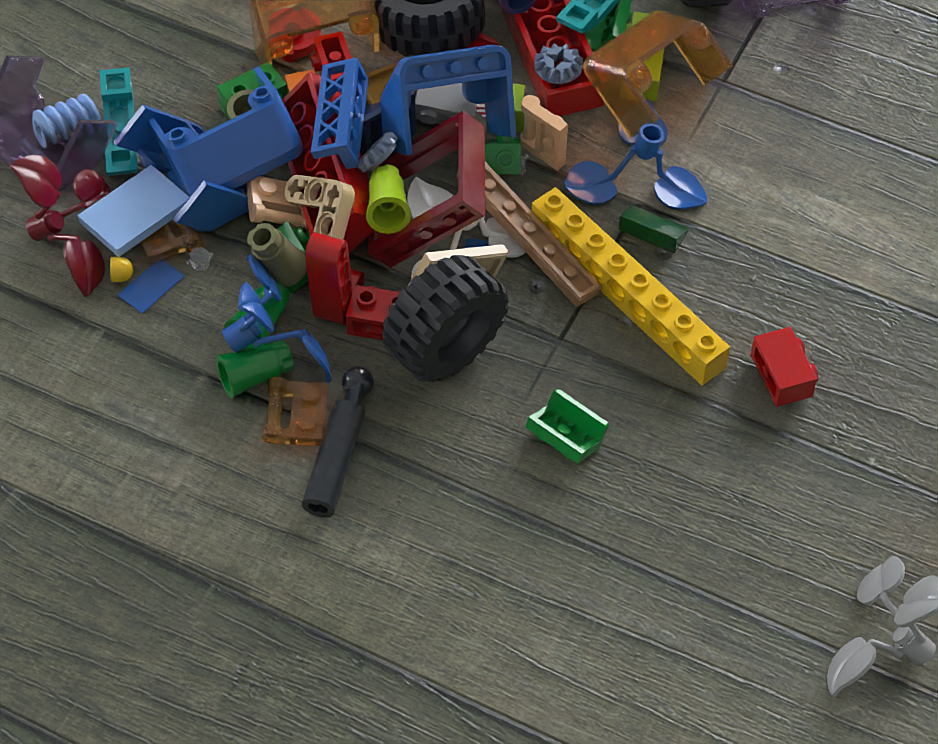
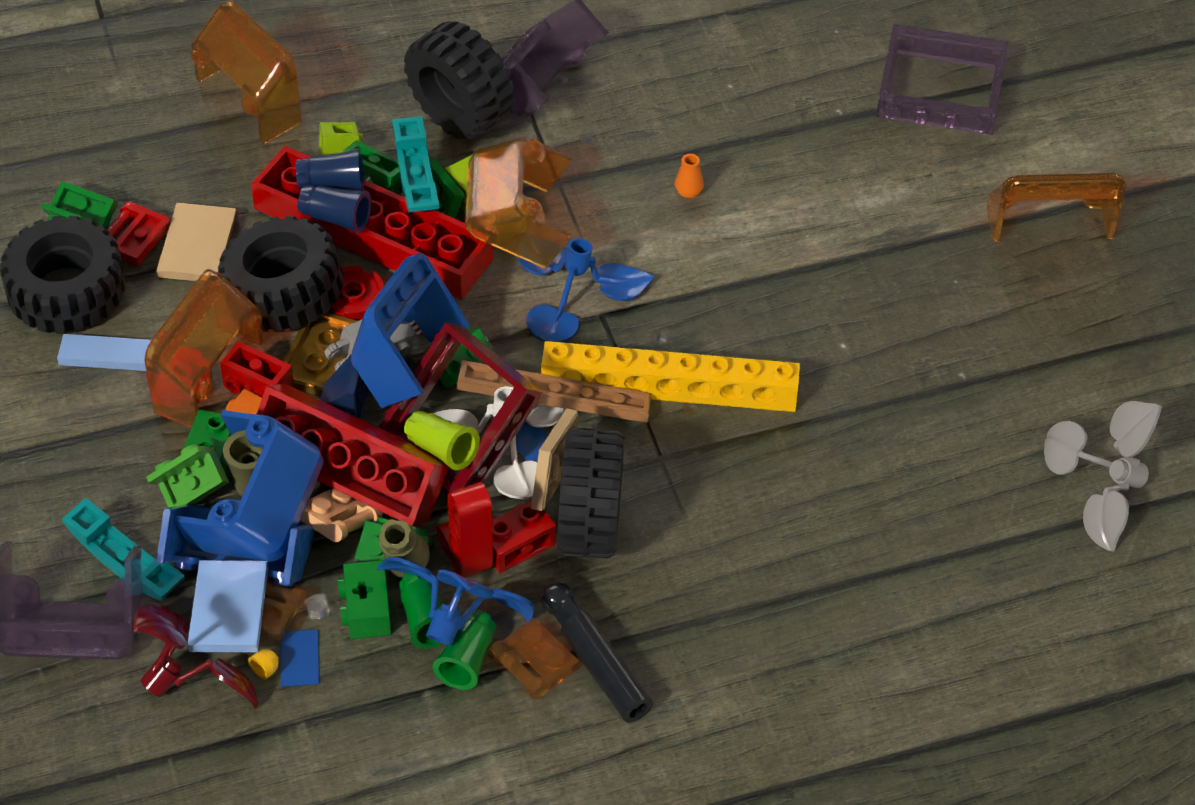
camera: 45 degrees left, 5 degrees down
(62, 118) = (75, 582): light blue piece -> none
(207, 101) = (189, 476): none -> bright green bracket
(222, 280) = (366, 600): none -> green brick
(333, 203) = (400, 476): tan beam -> none
(349, 107) = (334, 390): blue fence -> none
(378, 152) = (395, 409): sand blue gear -> none
(543, 133) = (495, 306): light nougat plate -> none
(565, 71) = (437, 252): sand blue gear -> none
(568, 427) = (746, 509): green bracket -> none
(652, 228) = (635, 324): dark green slope -> none
(784, 366) = (843, 352): red brick -> none
(819, 148) = (689, 177): none -> orange cone

